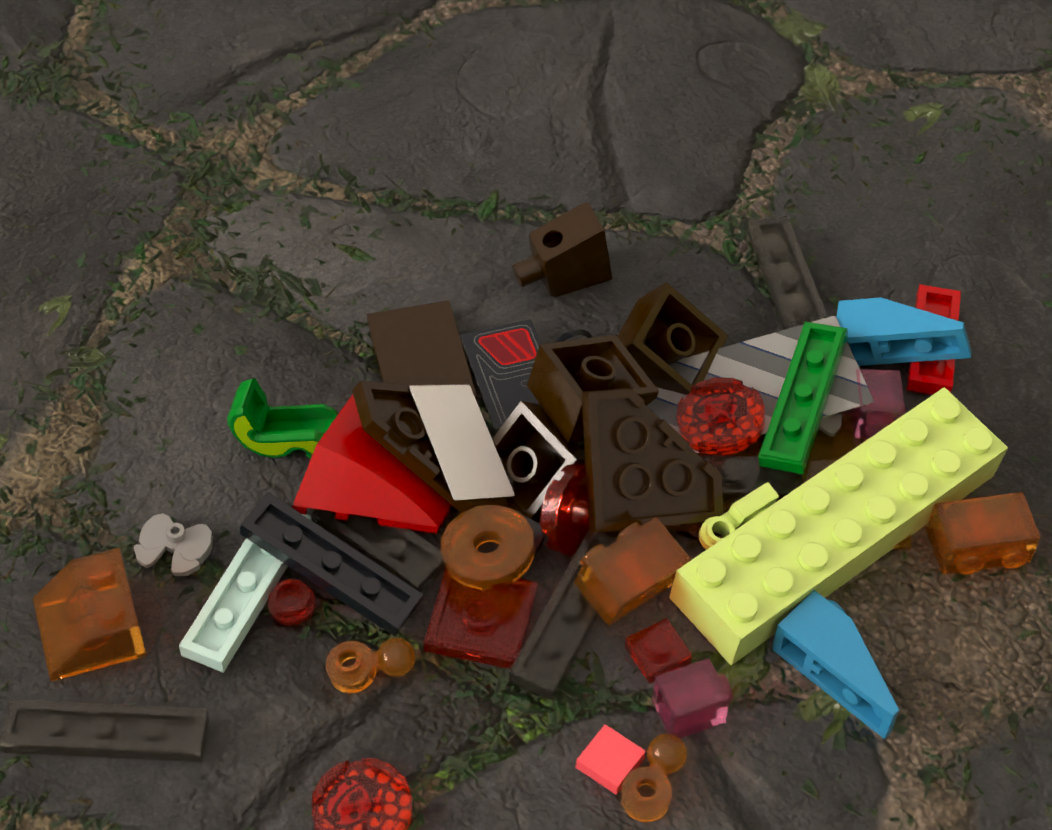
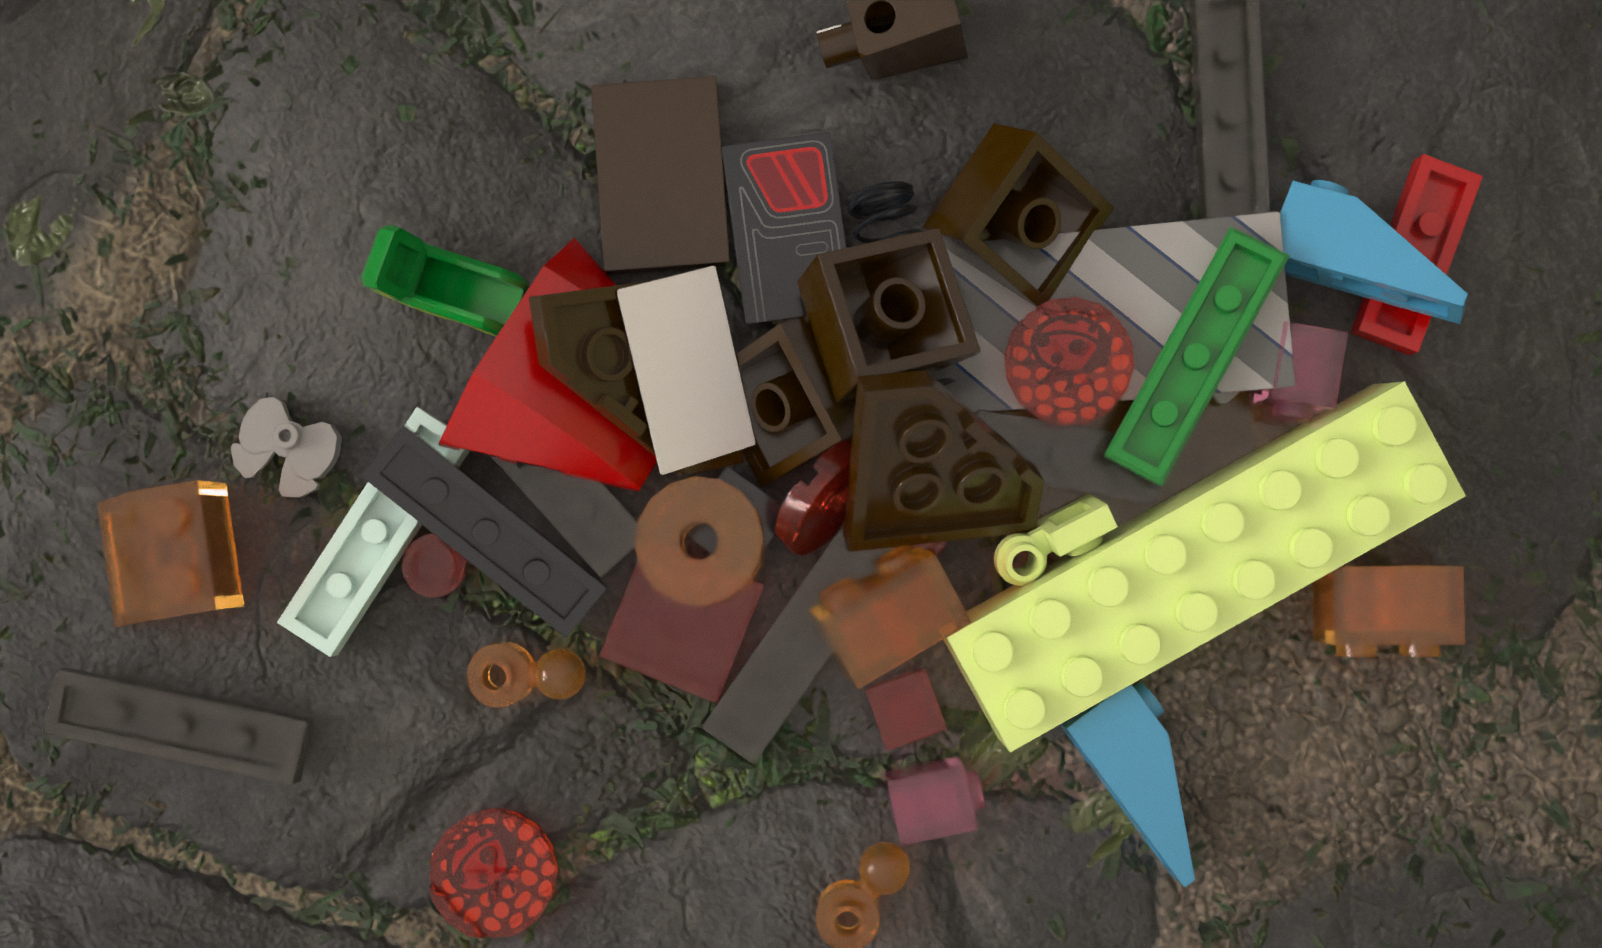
camera: 10 degrees right, 35 degrees up
(610, 758) = (813, 857): coral tile -> none

